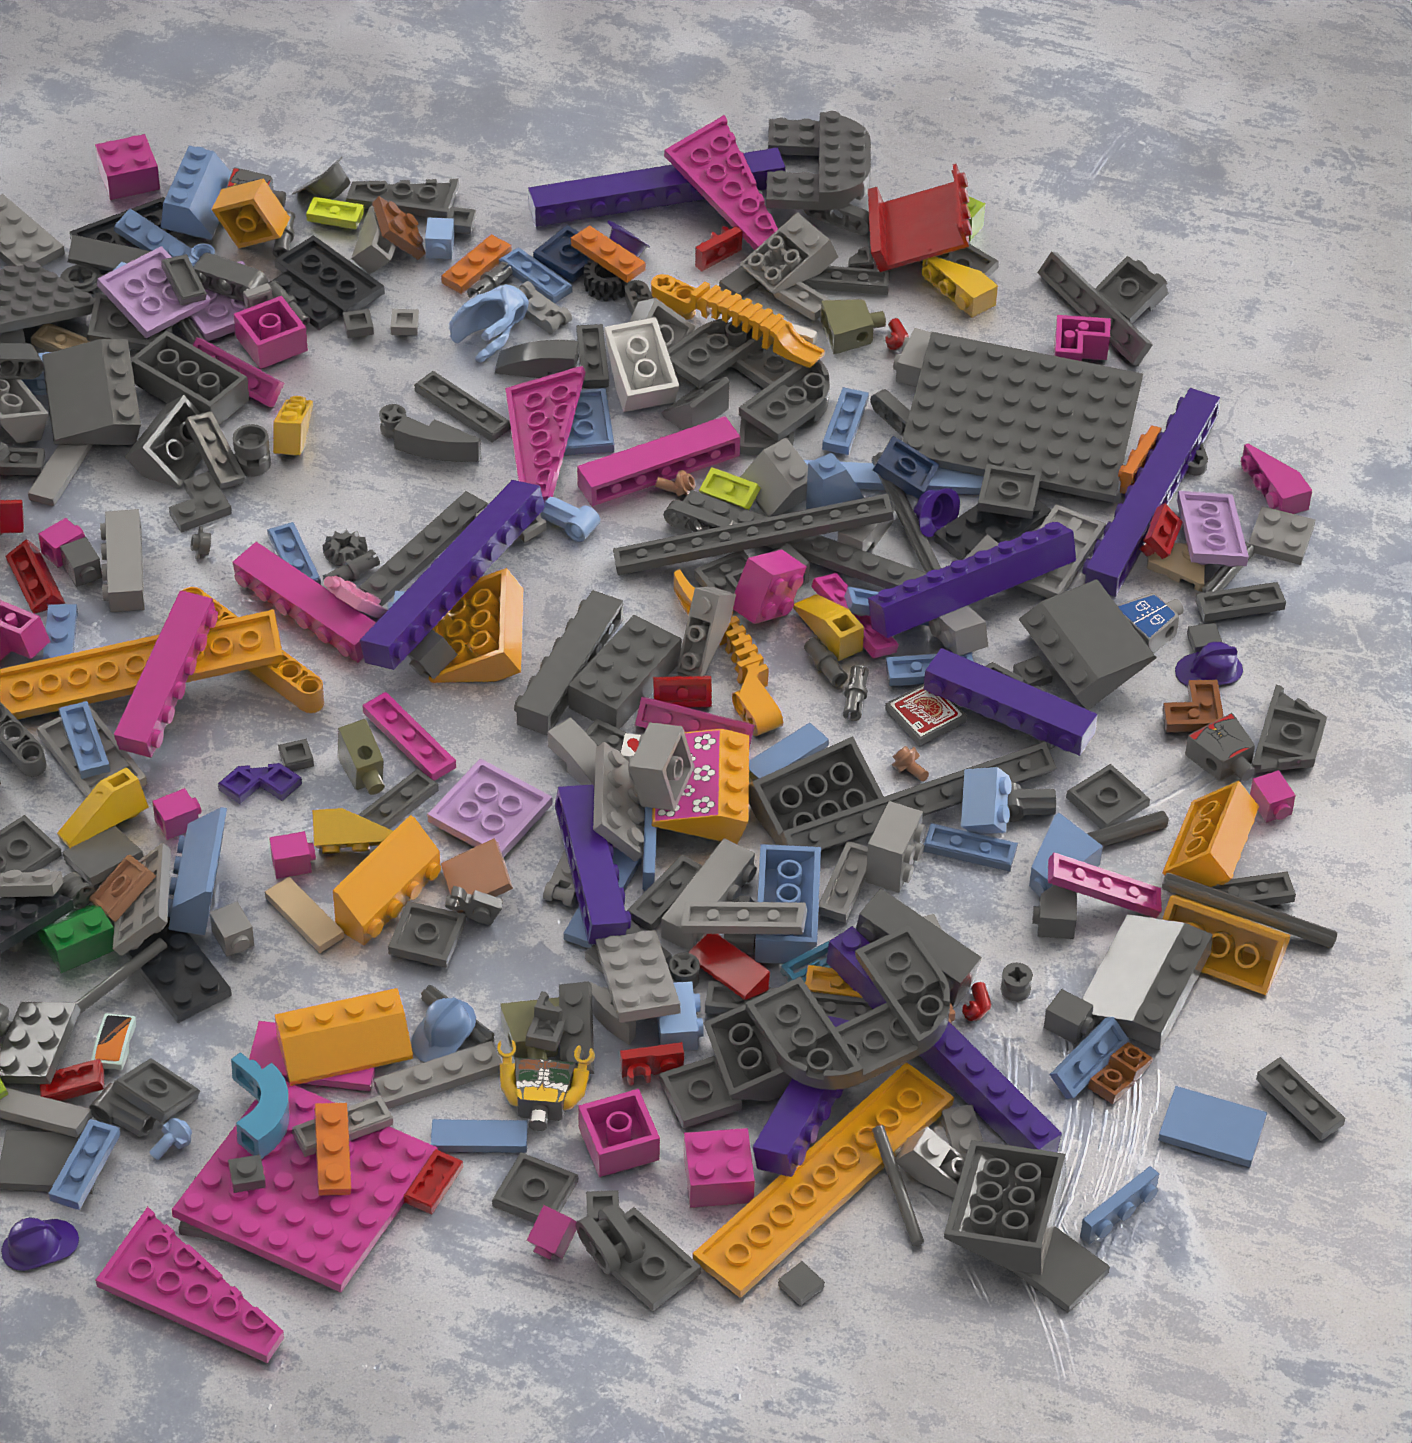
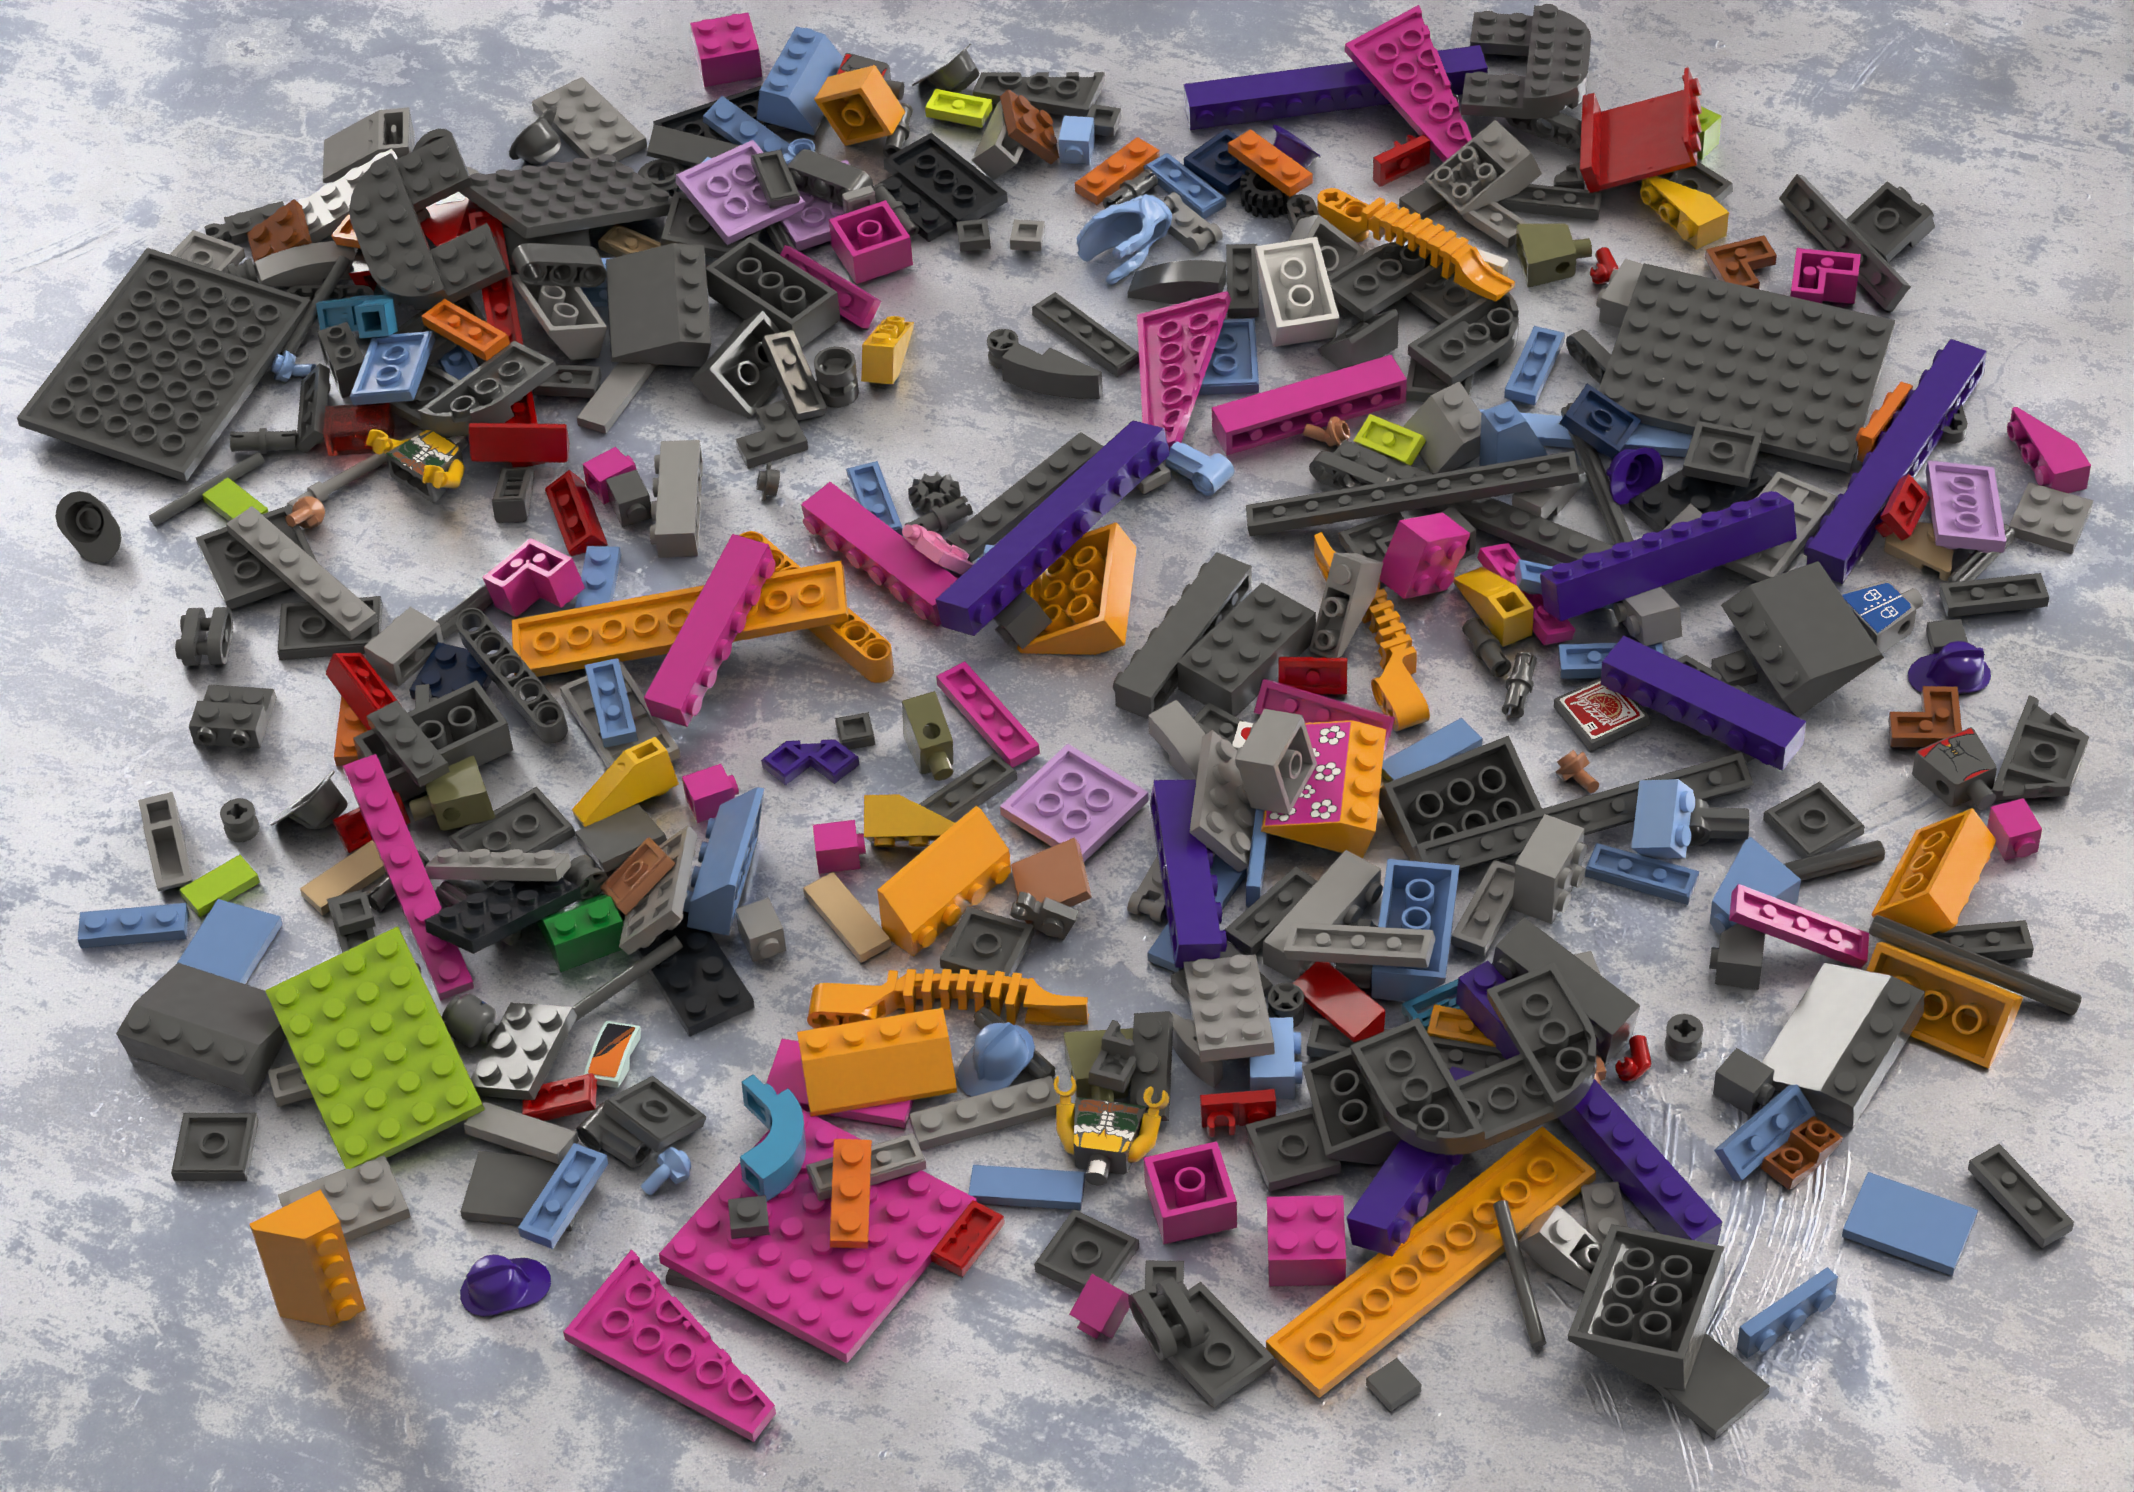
camera: 10 degrees right, 0 degrees up
(313, 988) = (849, 1003): none -> light orange piece
(1007, 326) = (1737, 260): none -> dark orange plate

